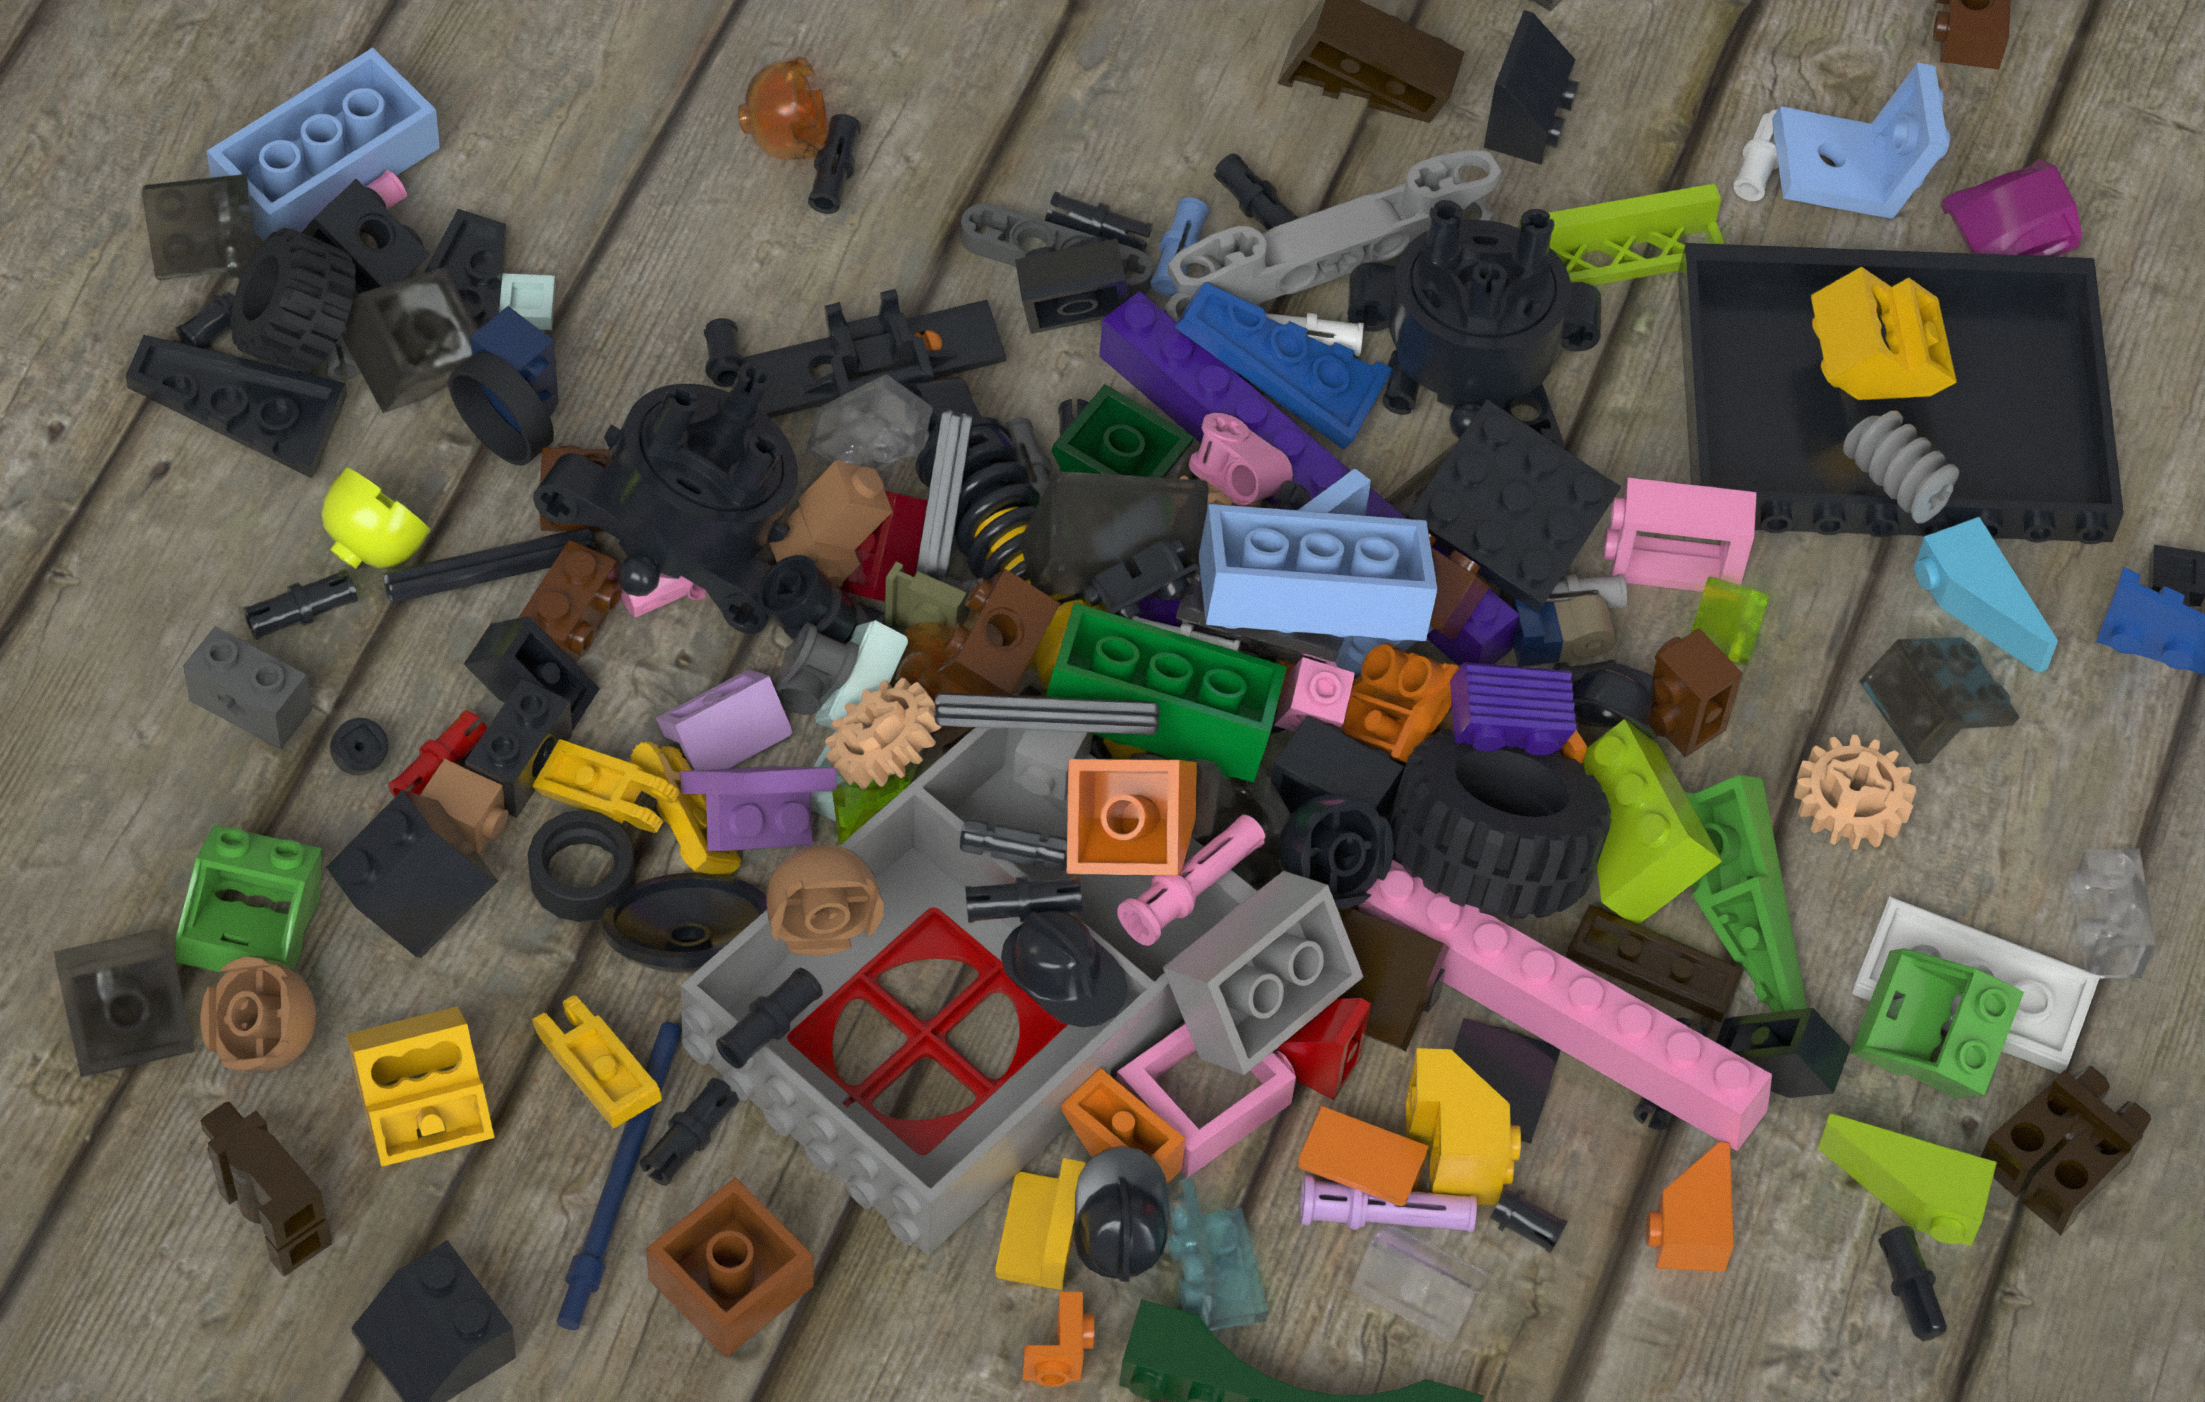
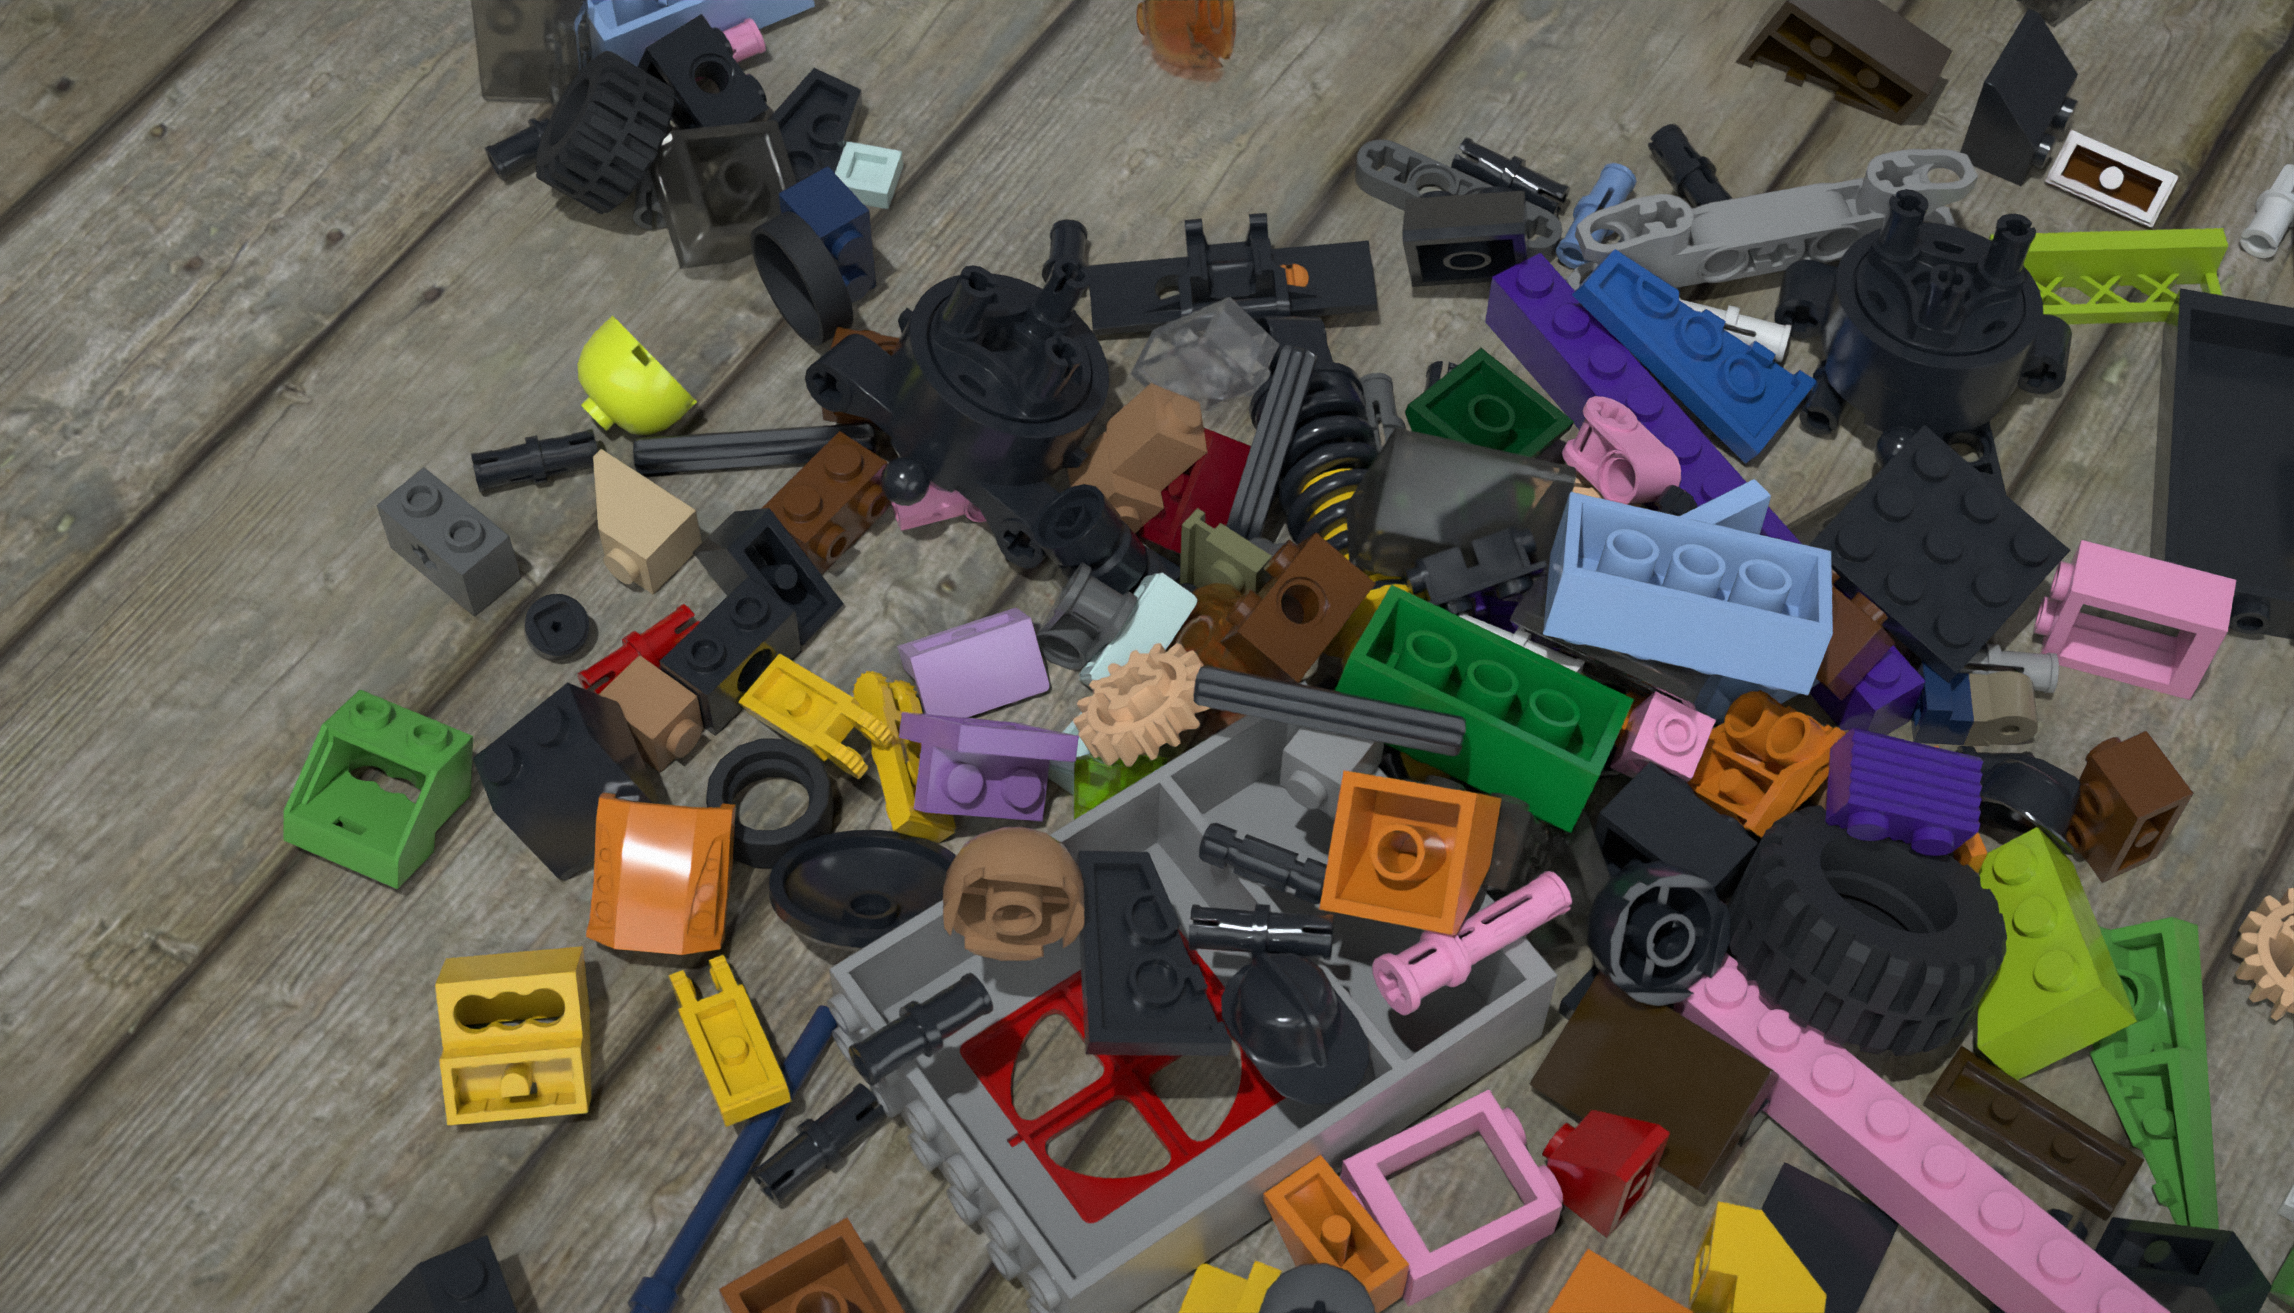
camera: 15 degrees right, 0 degrees up
(124, 1001) = (209, 876): clear smoke slope -> none
(251, 402) = (541, 237): black wing -> none
(258, 1015) = (350, 921): medium nougat cylinder -> none
(267, 1186) = (293, 1113): dark brown hips -> none
(409, 646) = (641, 525): none -> tan slope
(509, 938) = (661, 876): none -> orange slope
(827, 186) = (1219, 99): black pin -> none
(929, 944) = (1135, 968): none -> black wing
(1263, 972) = (1541, 1071): light grey brick -> none
(1617, 149) = (2112, 179): none -> slope
(1731, 617) = (2182, 722): clear neon green panel -> none

